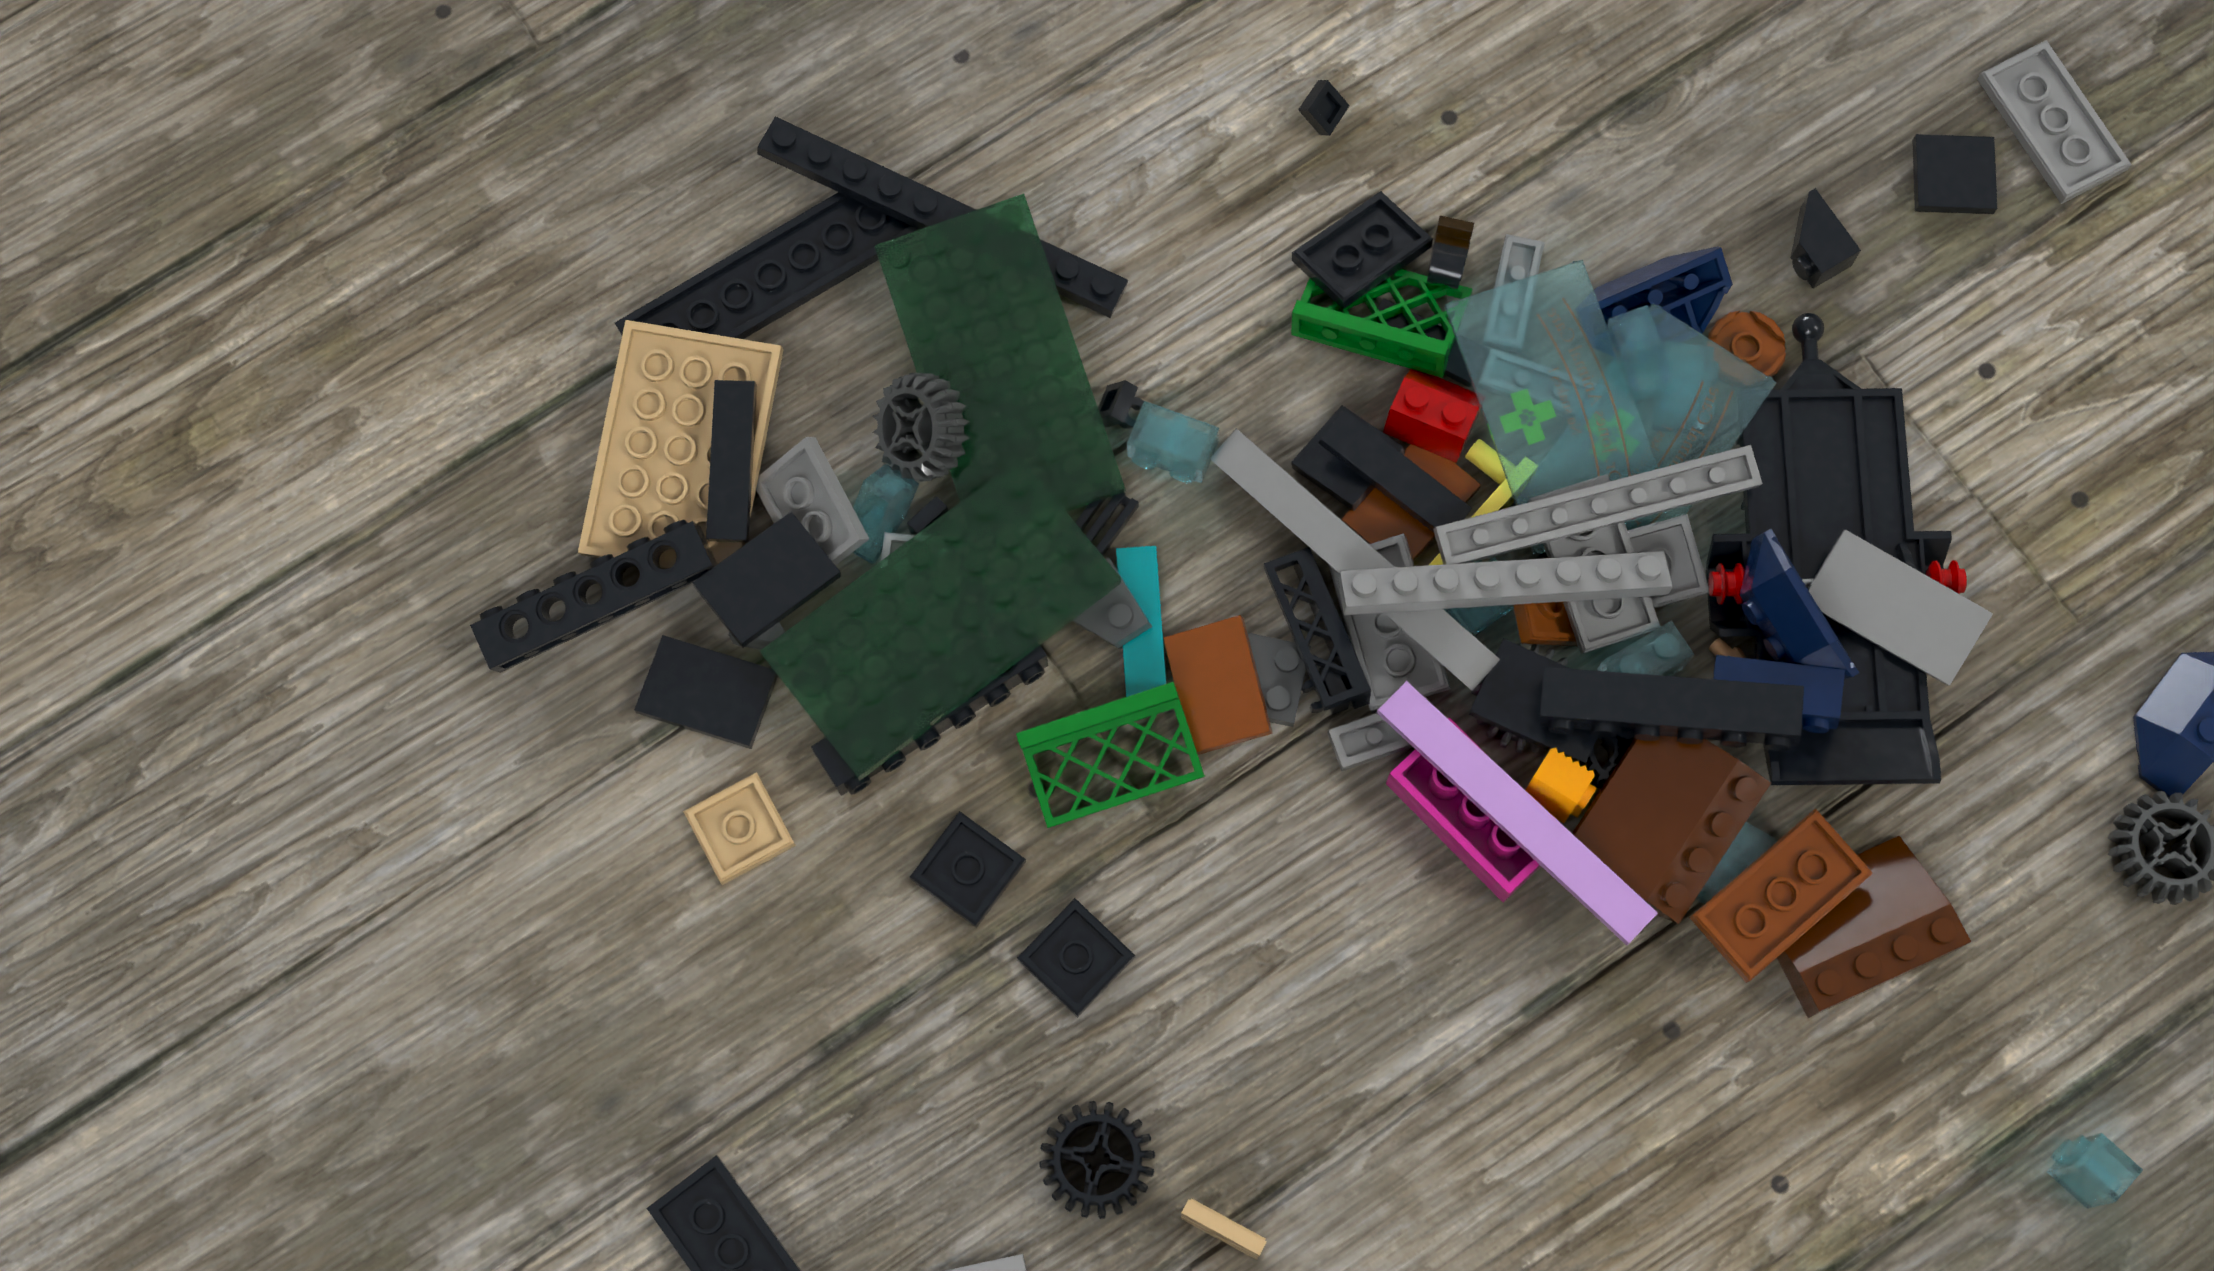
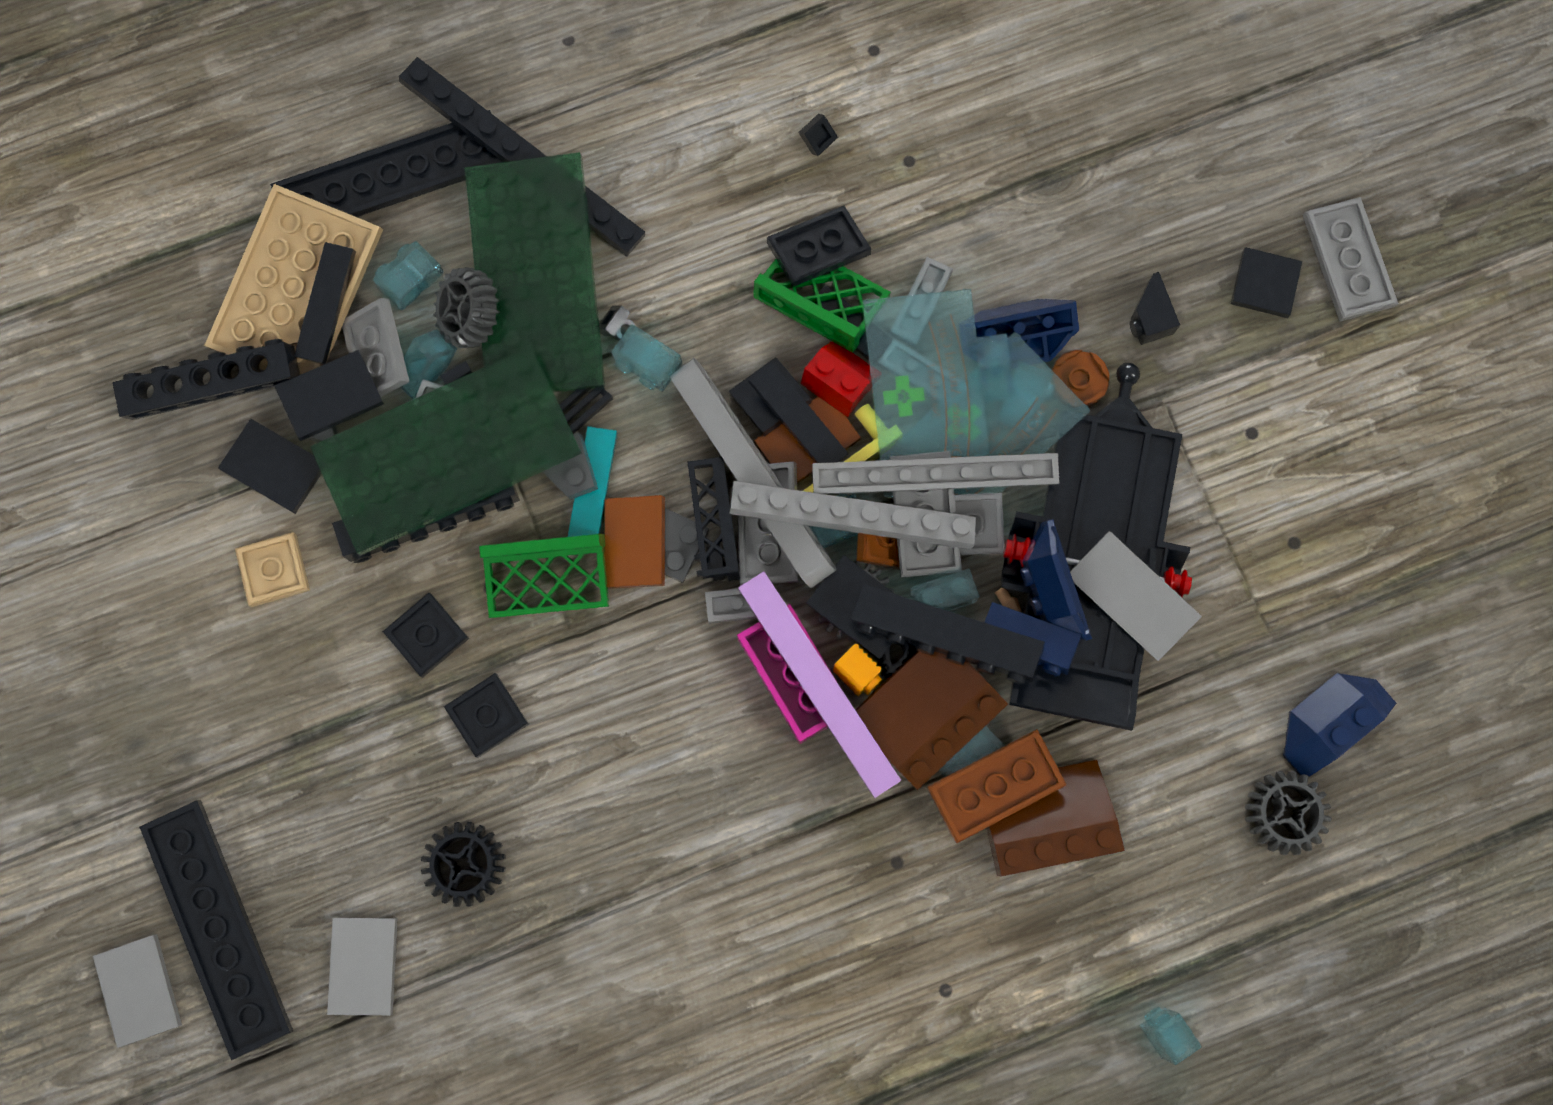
camera: 10 degrees right, 5 degrees up
(827, 402) = (407, 275): none -> clear light blue brick
(1223, 1228) = (536, 935): tan tile -> none
(1449, 251) = (880, 261): leg -> none

